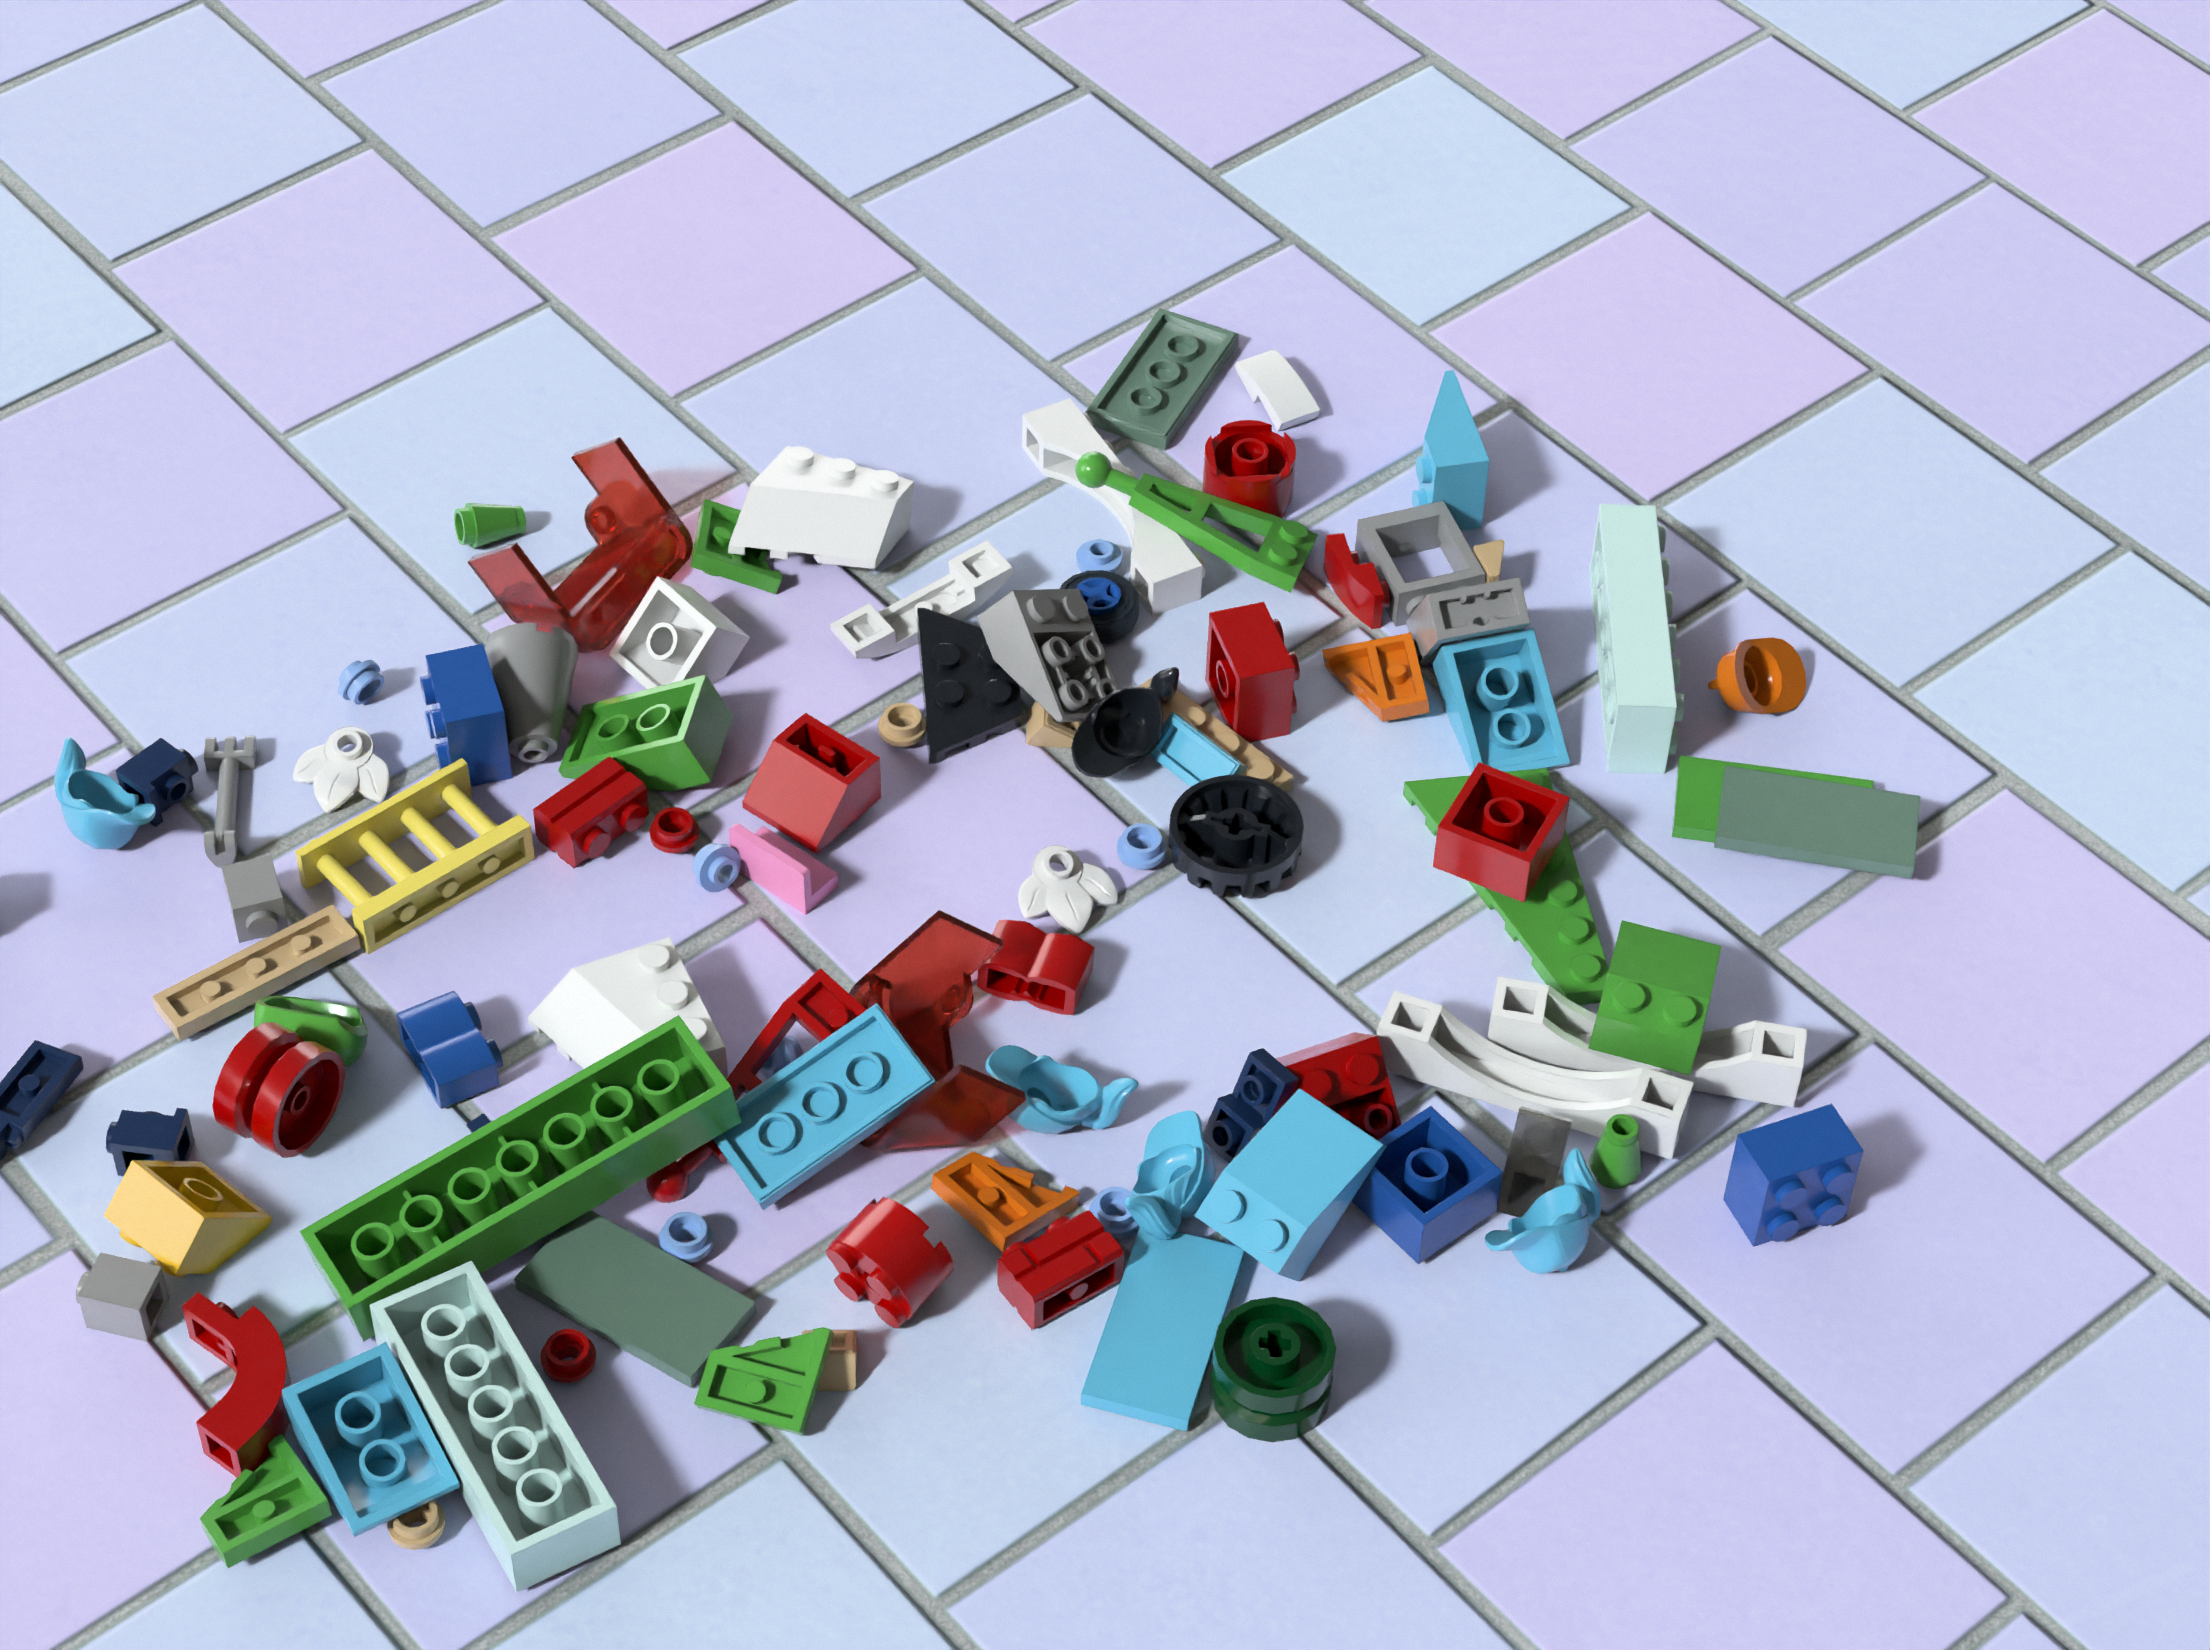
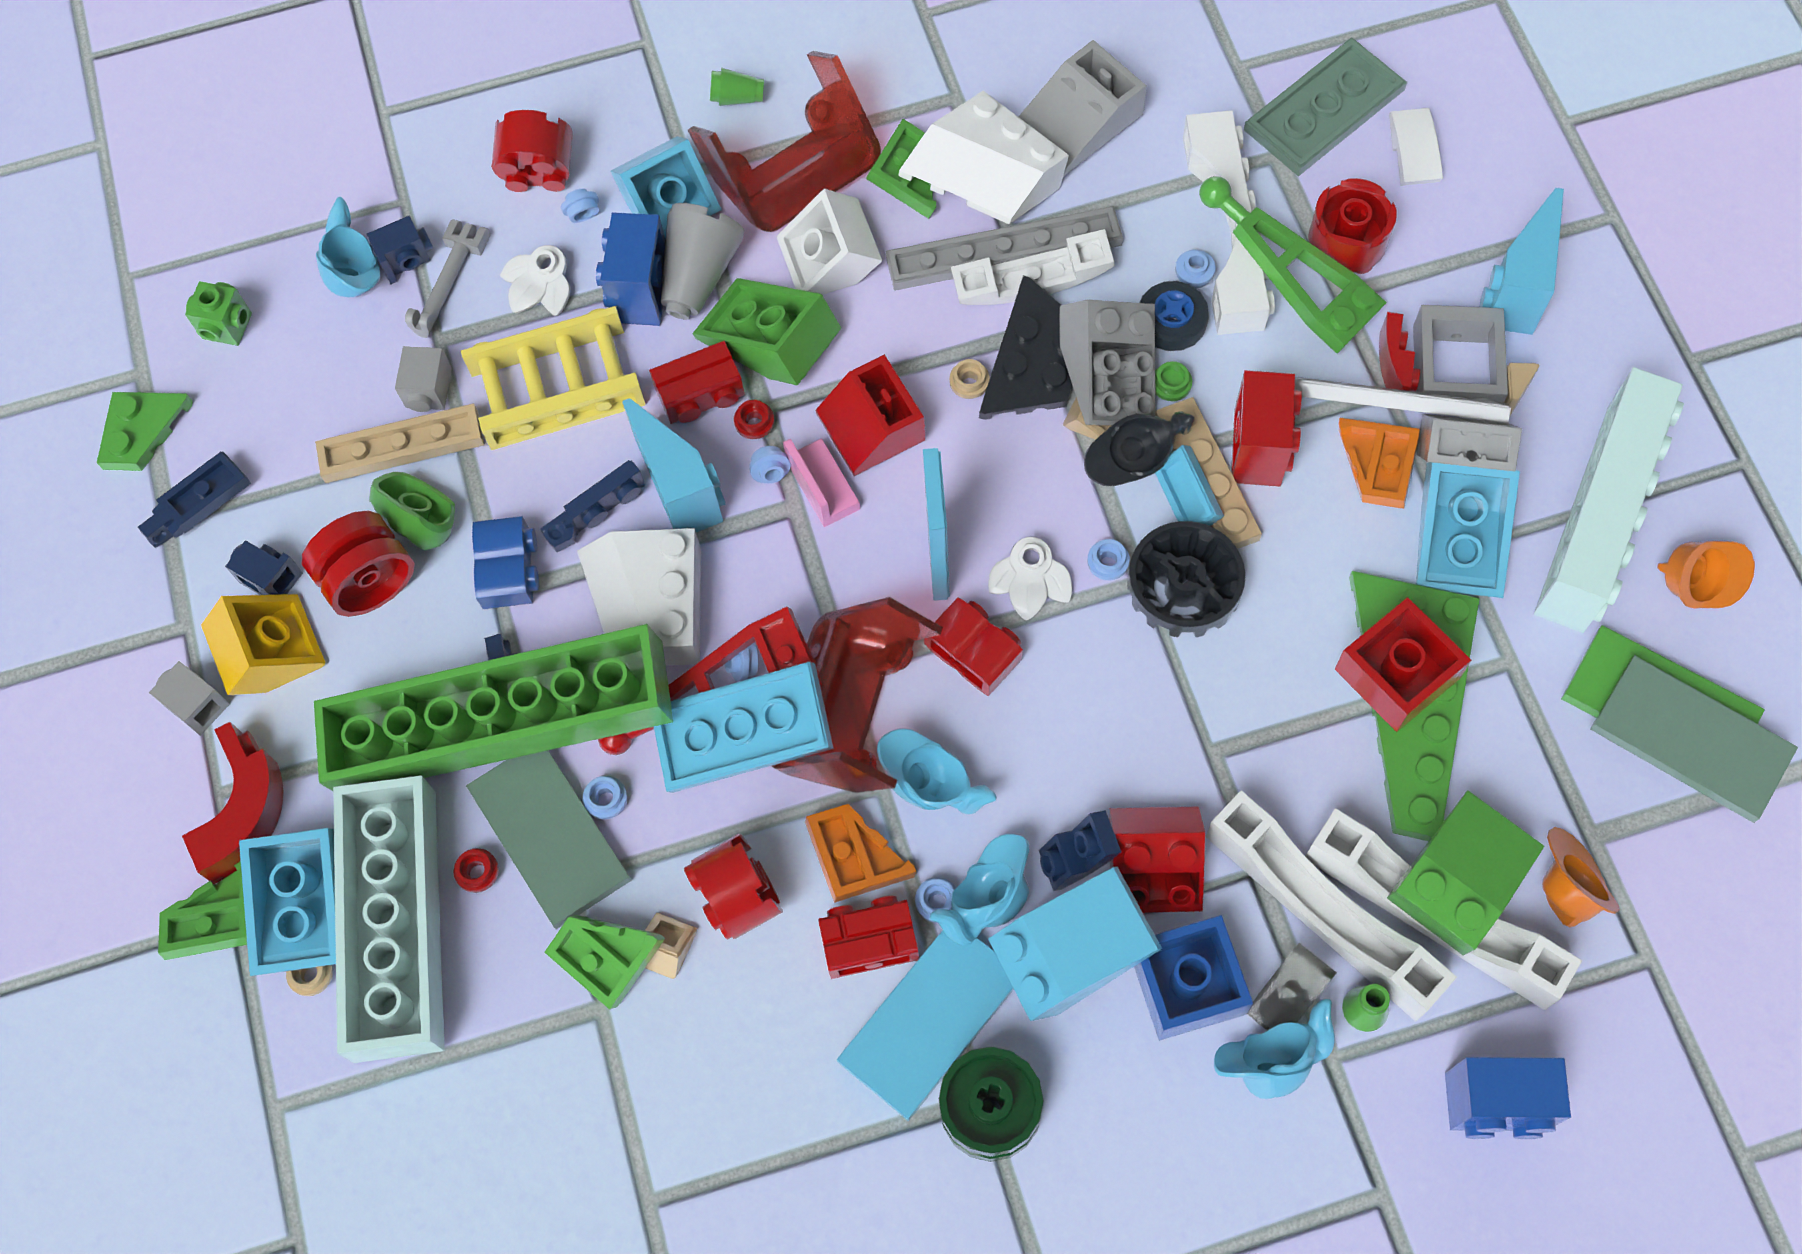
camera: 30 degrees right, 20 degrees up
(280, 638) = (532, 151): none -> red brick
(451, 618) = (664, 178): none -> medium azure slope
(530, 961) = (593, 505): none -> dark blue hinge
(609, 888) = (683, 482): none -> medium azure slope
(808, 626) = (933, 260): none -> light grey tile
(908, 428) = (1086, 103): none -> light grey slope
(951, 835) = (936, 523): none -> medium azure tile
(1128, 665) = (1172, 381): none -> bright green plate
(1369, 608) = (1404, 400): none -> tile
(1766, 989) = (1574, 881): none -> orange piece

